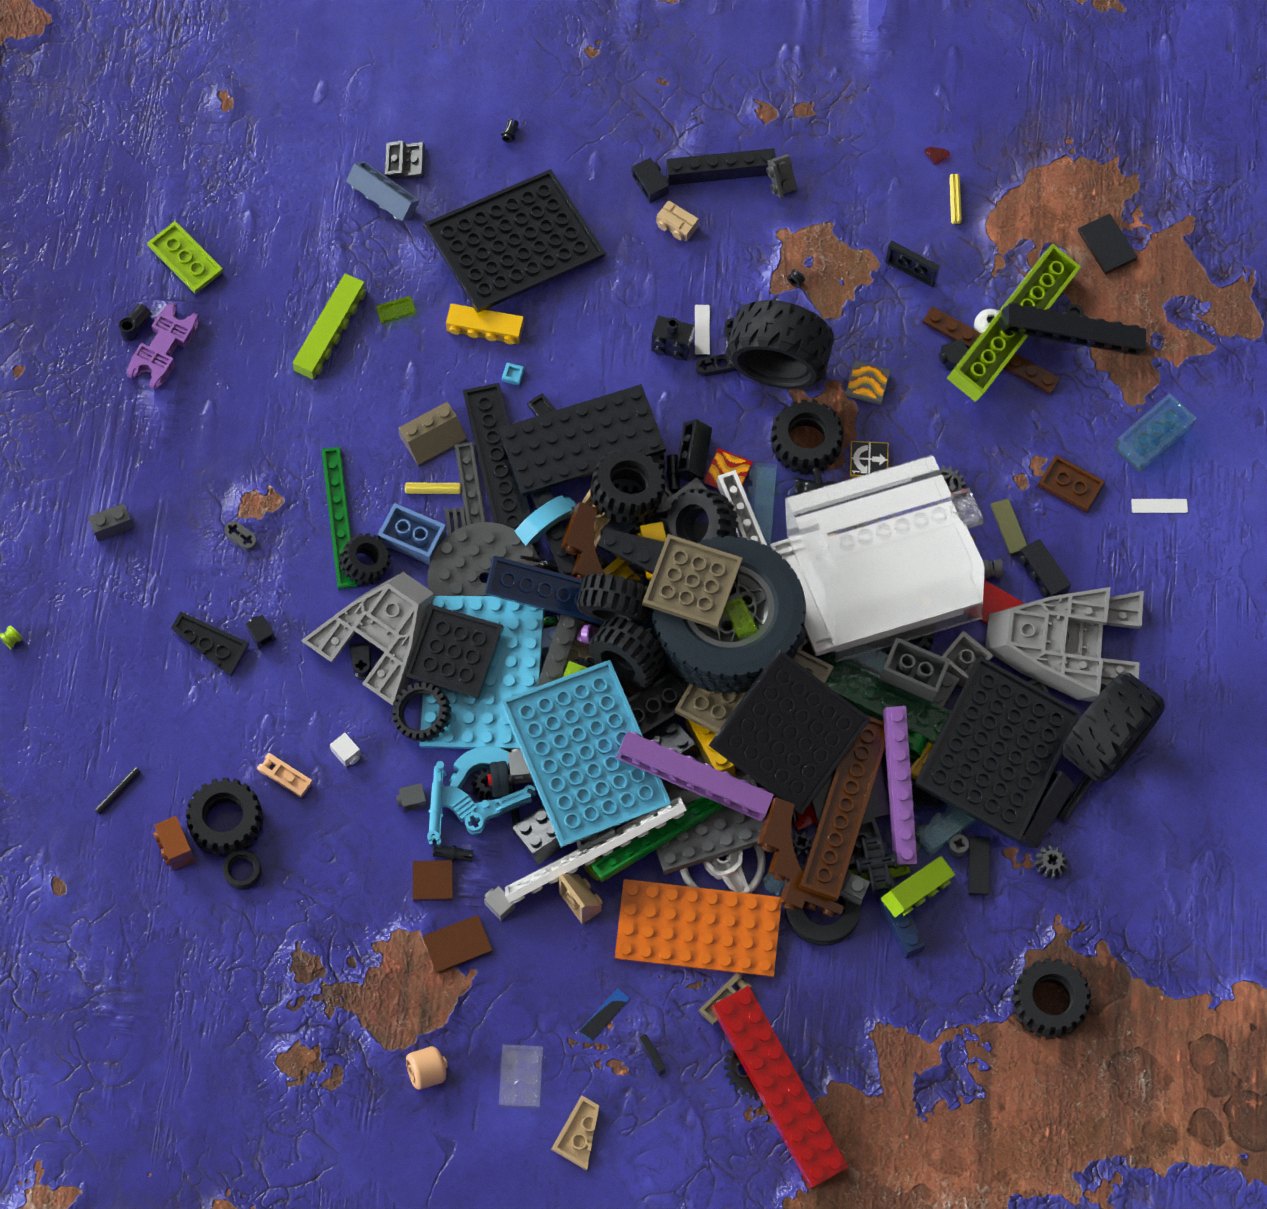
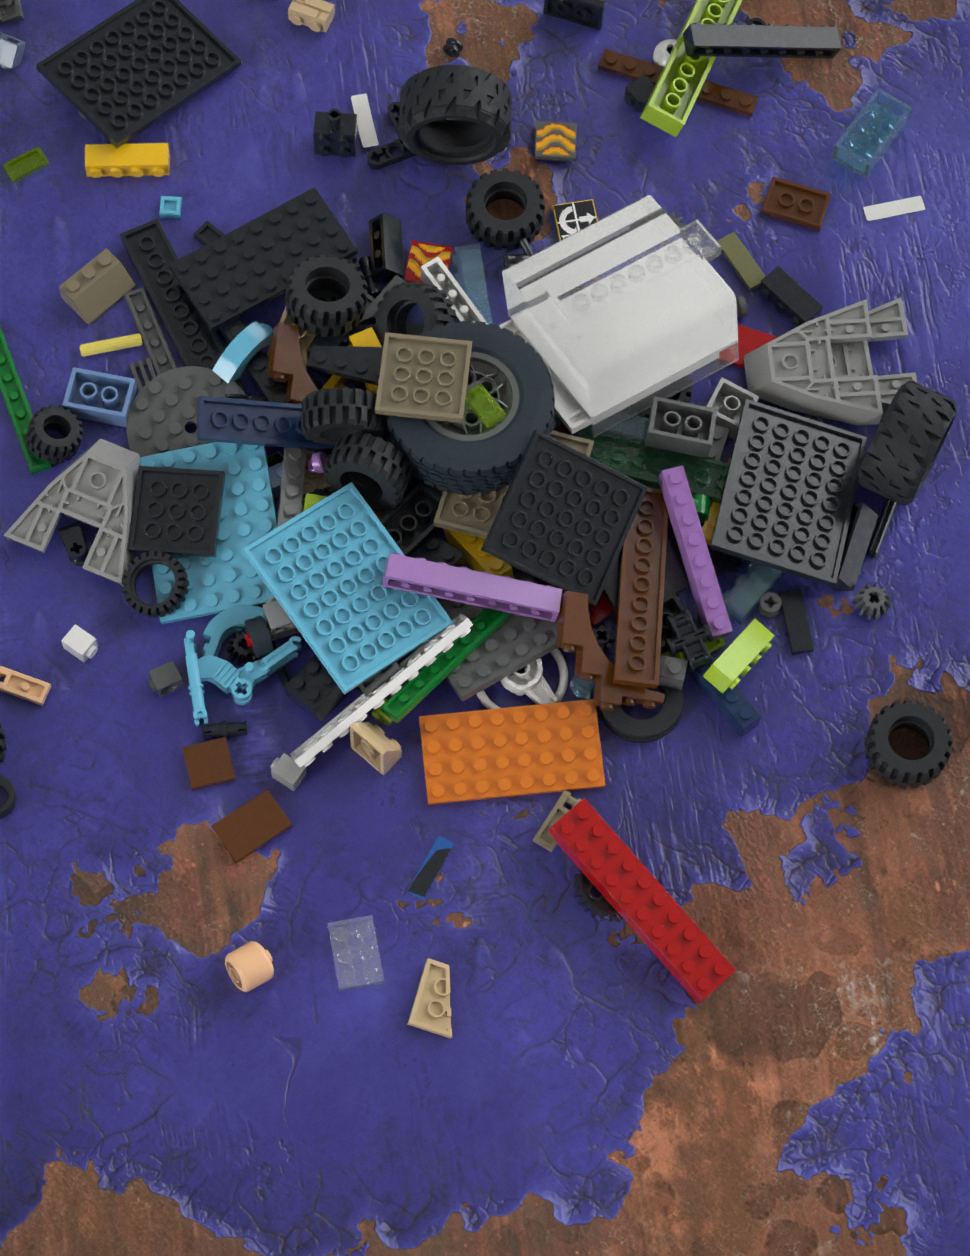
camera: 15 degrees left, 0 degrees up
(652, 1054) = (493, 897): black tile -> none

